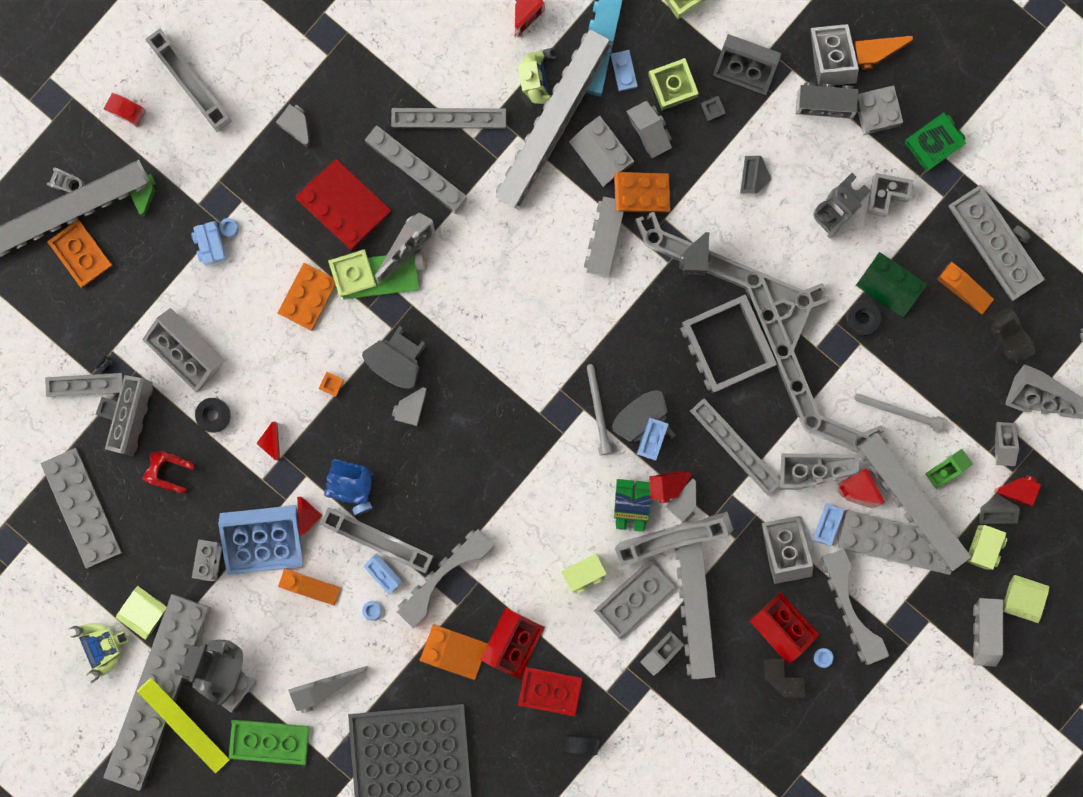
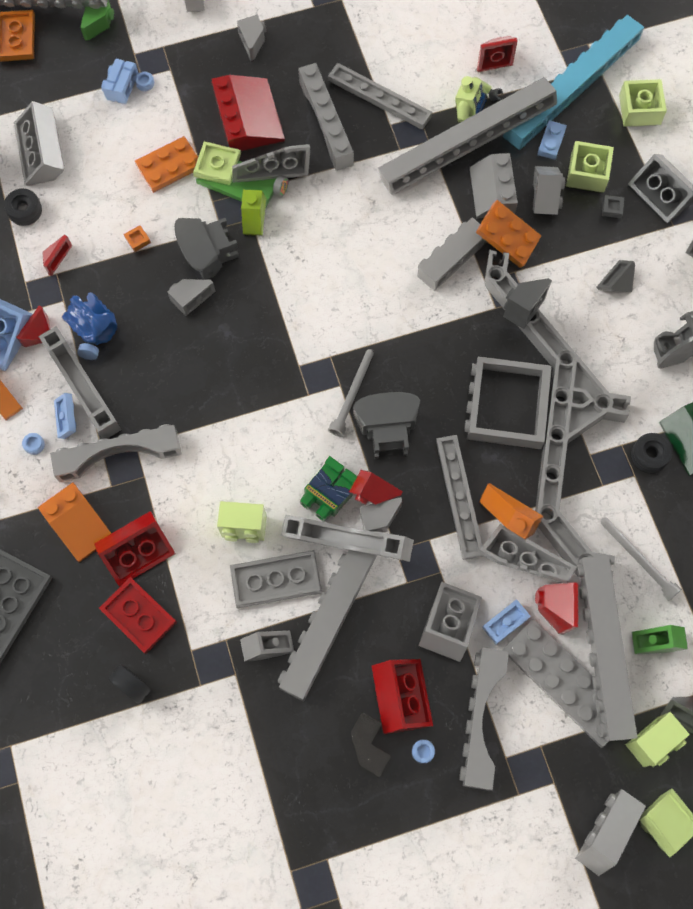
camera: 30 degrees right, 15 degrees down
(415, 302) = (253, 212): none -> lime slope
(652, 438) = (384, 434): light blue plate -> none
(784, 438) = (511, 512): none -> orange slope

